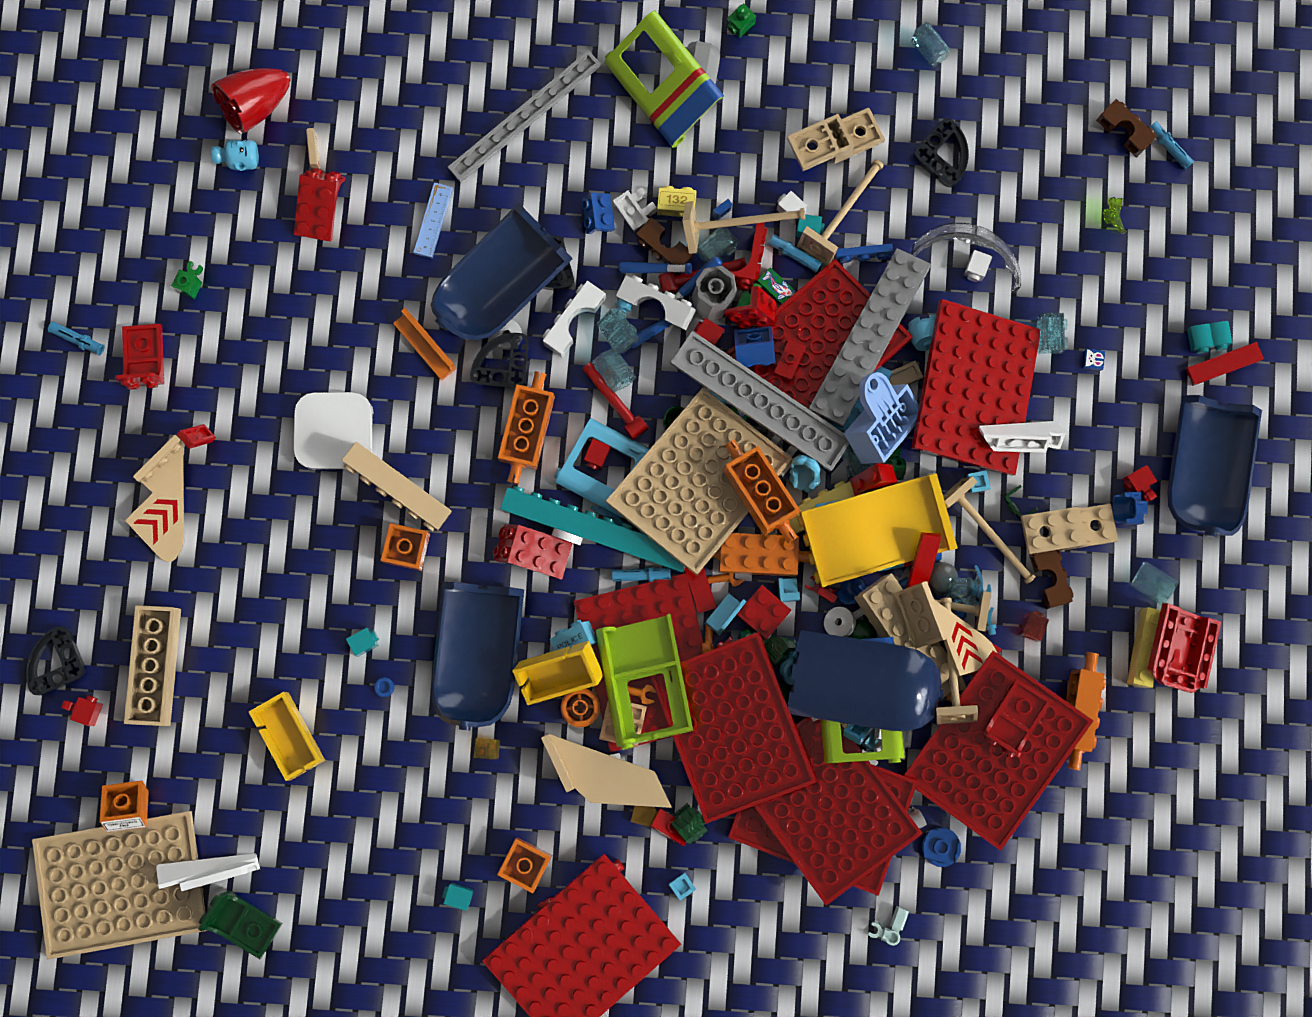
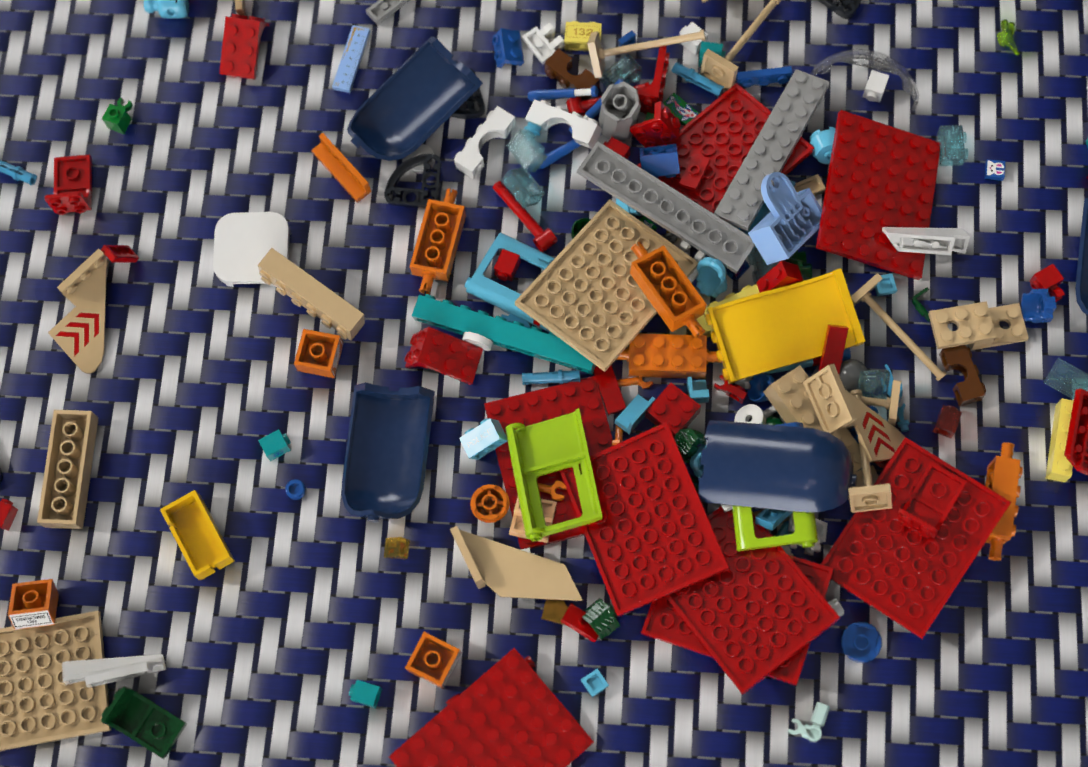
camera: 10 degrees right, 10 degrees down
(558, 673) = (467, 467): yellow piece -> none

